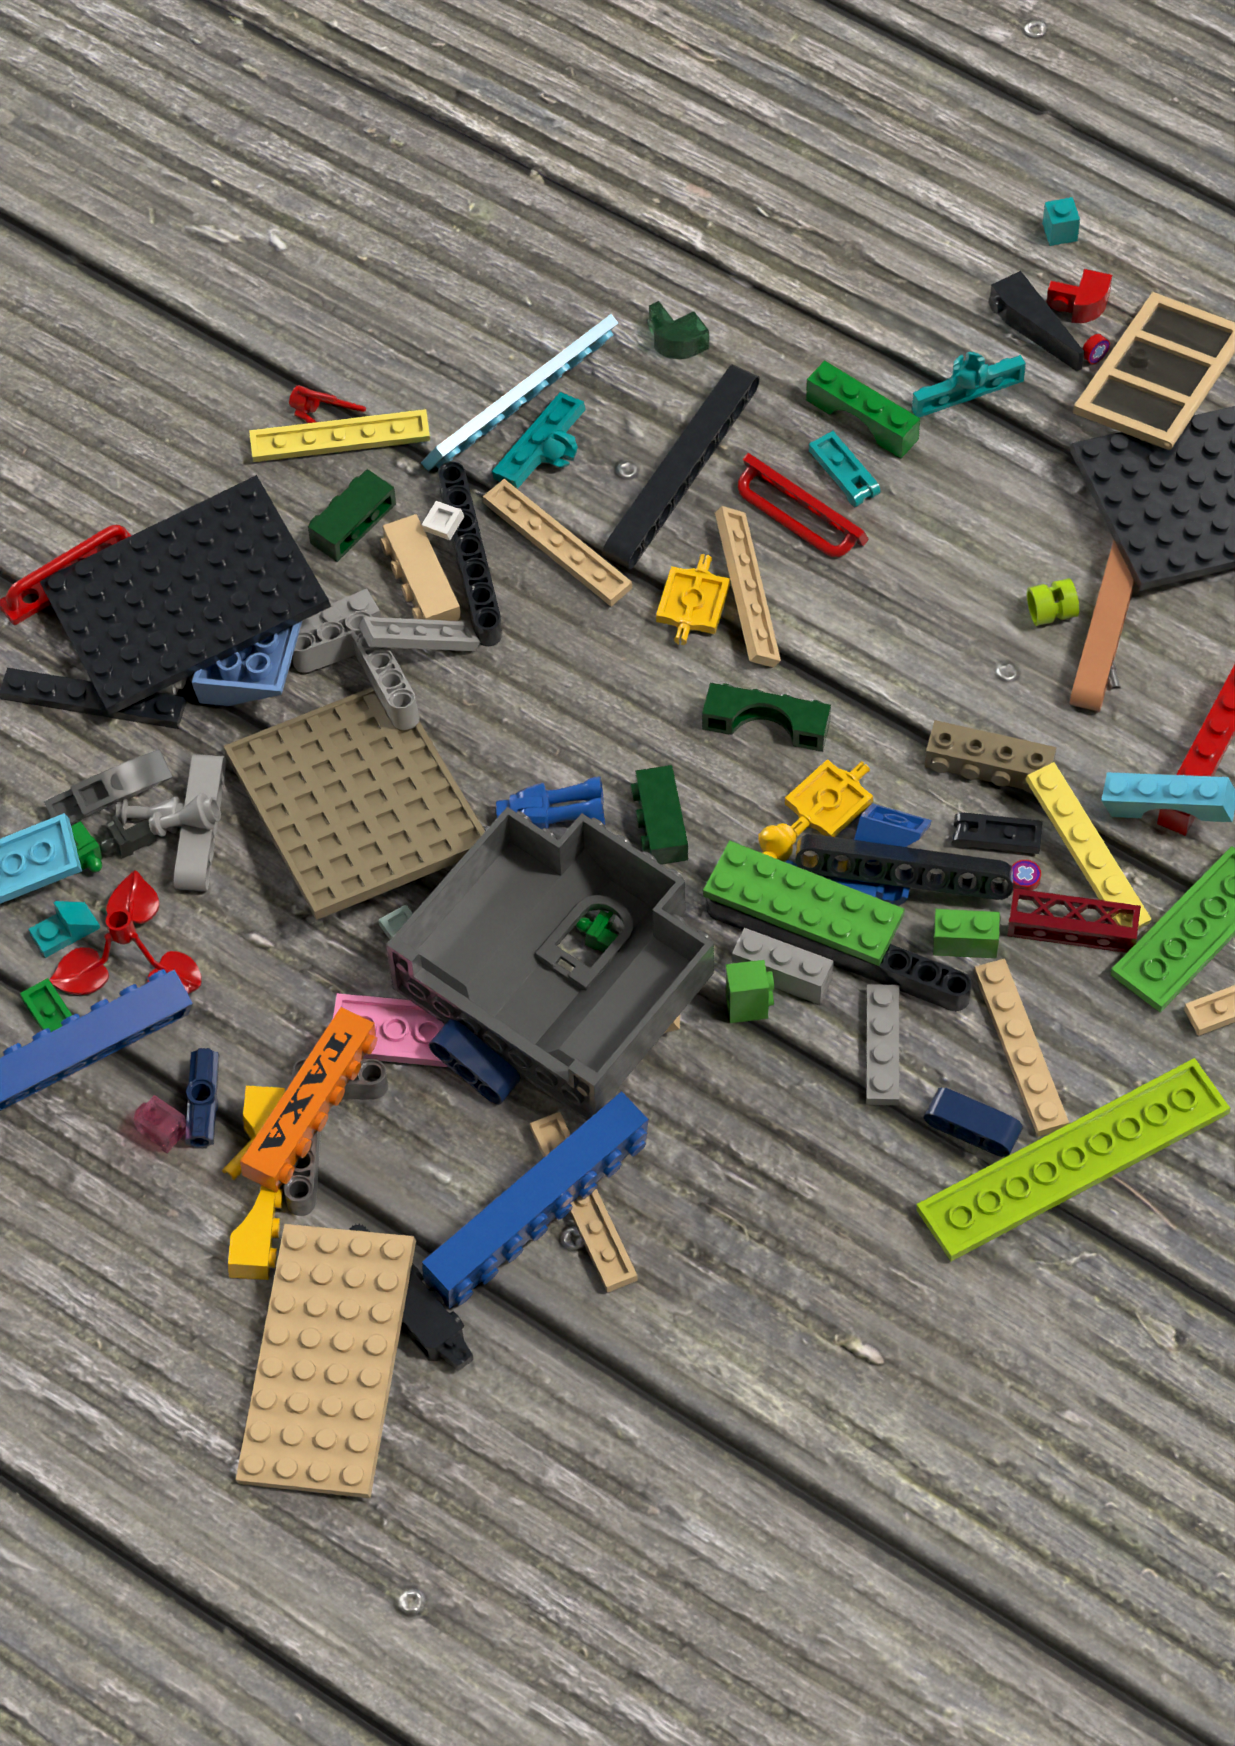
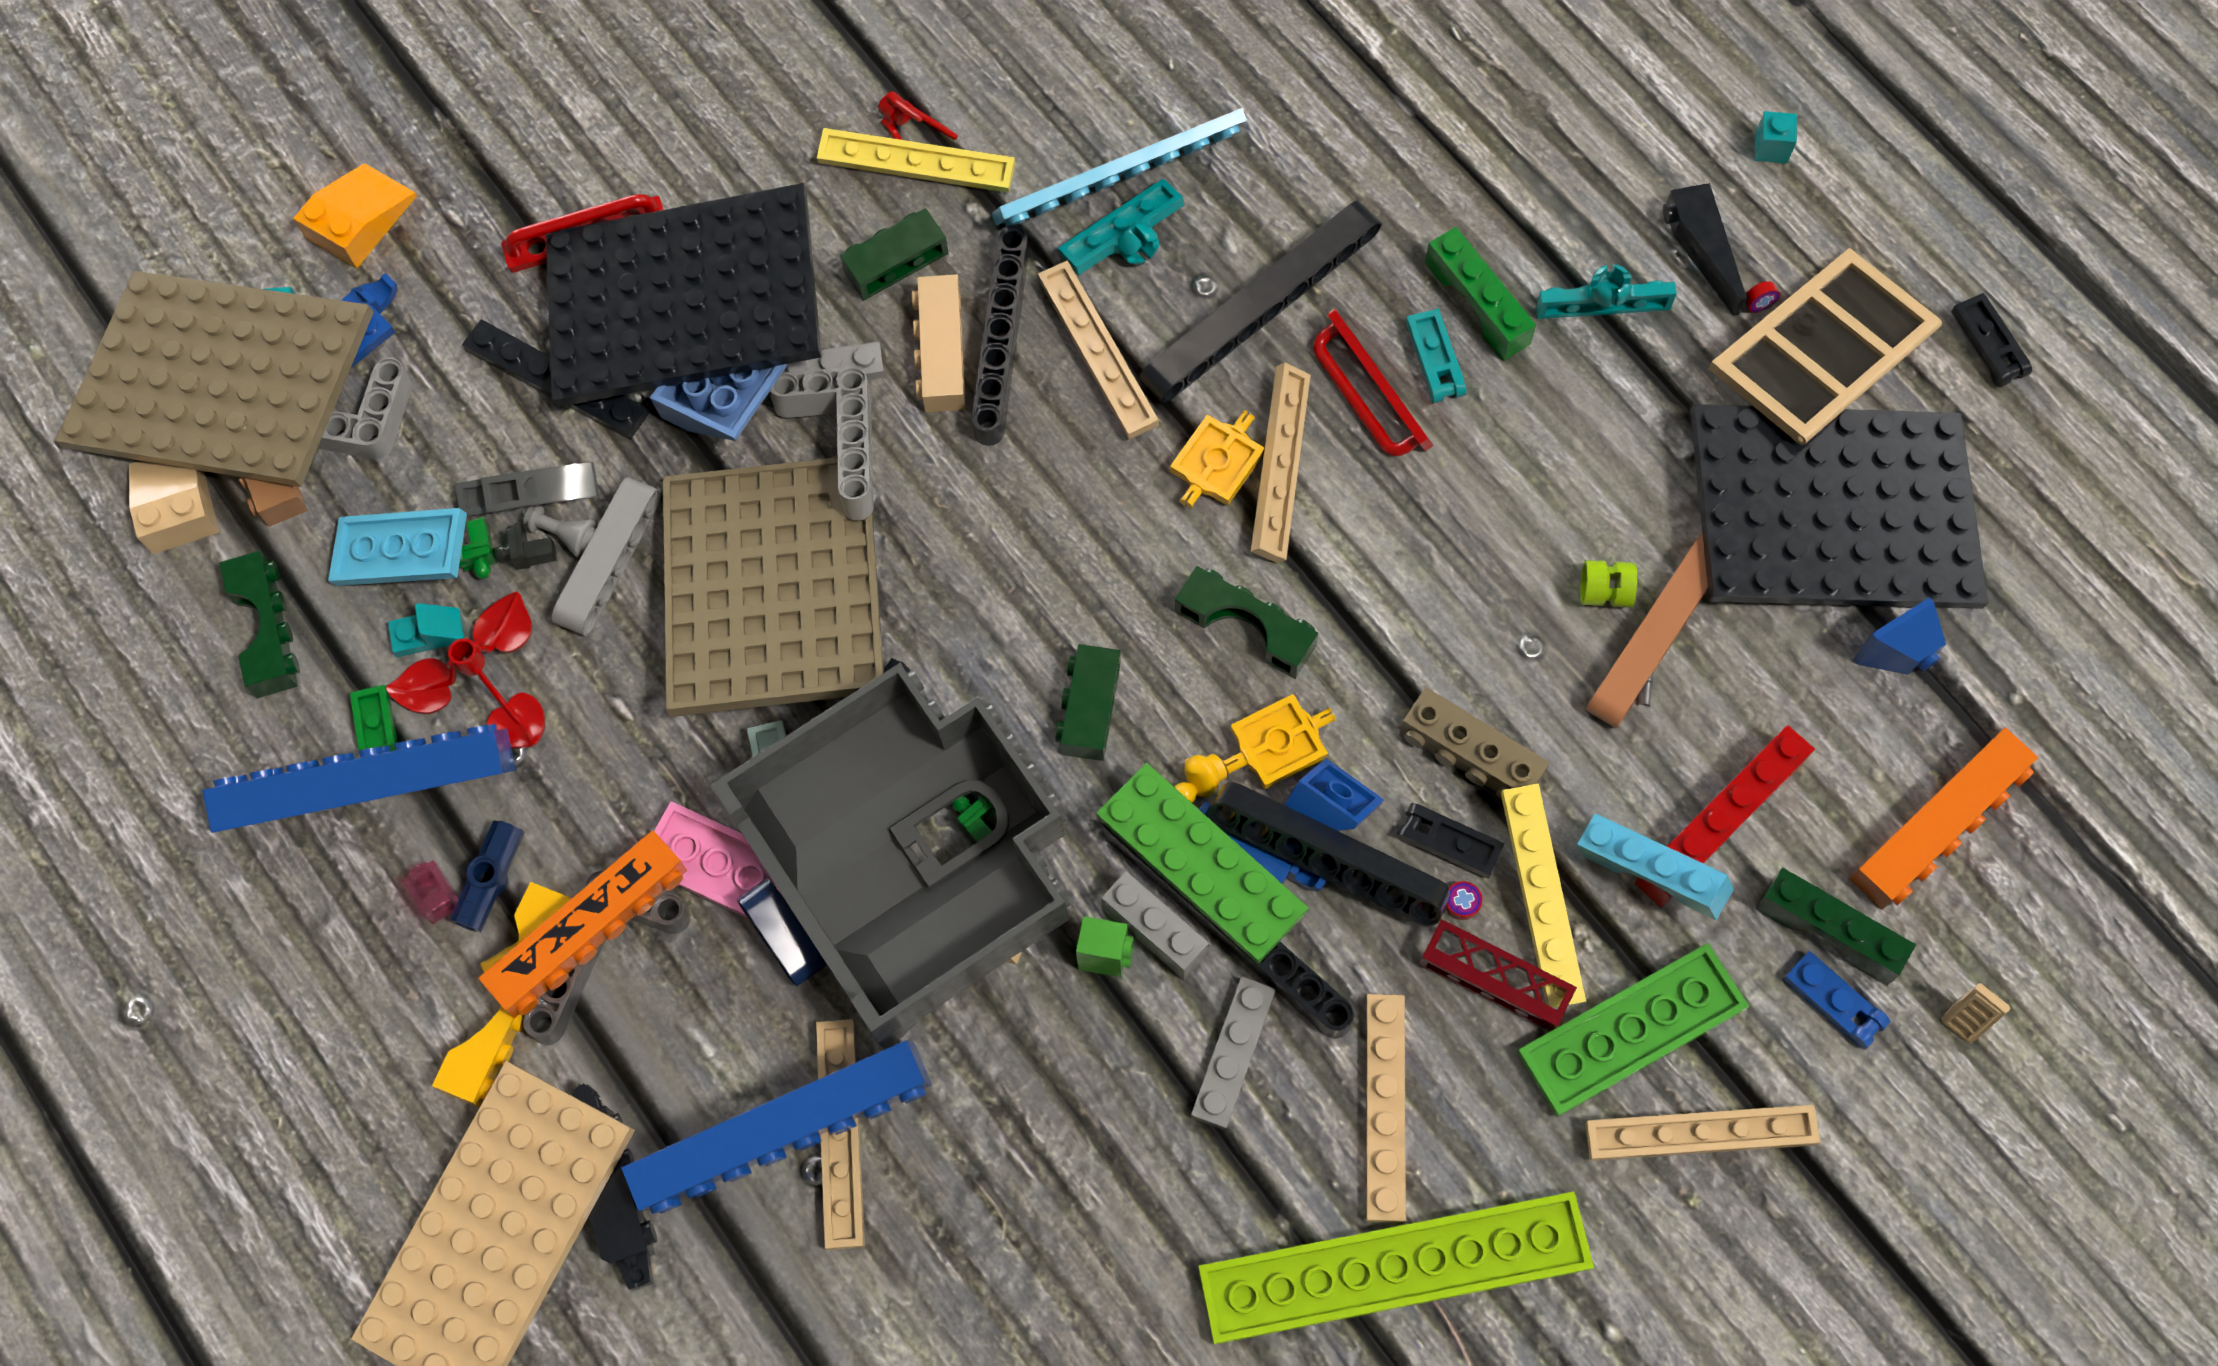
camera: 20 degrees right, 10 degrees up
(200, 813) = (601, 550): light grey piece -> none
(419, 634) = (906, 414): light grey plate -> none
(443, 520) = (979, 291): white plate -> none
(536, 803) = (957, 651): blue piece -> none
(677, 337) = (1313, 153): clear green brick -> none
(966, 933) = (1371, 952): bright green brick -> none
(973, 1122) = (1298, 1184): dark blue beam -> none
(1084, 301) = (1771, 237): red brick -> none

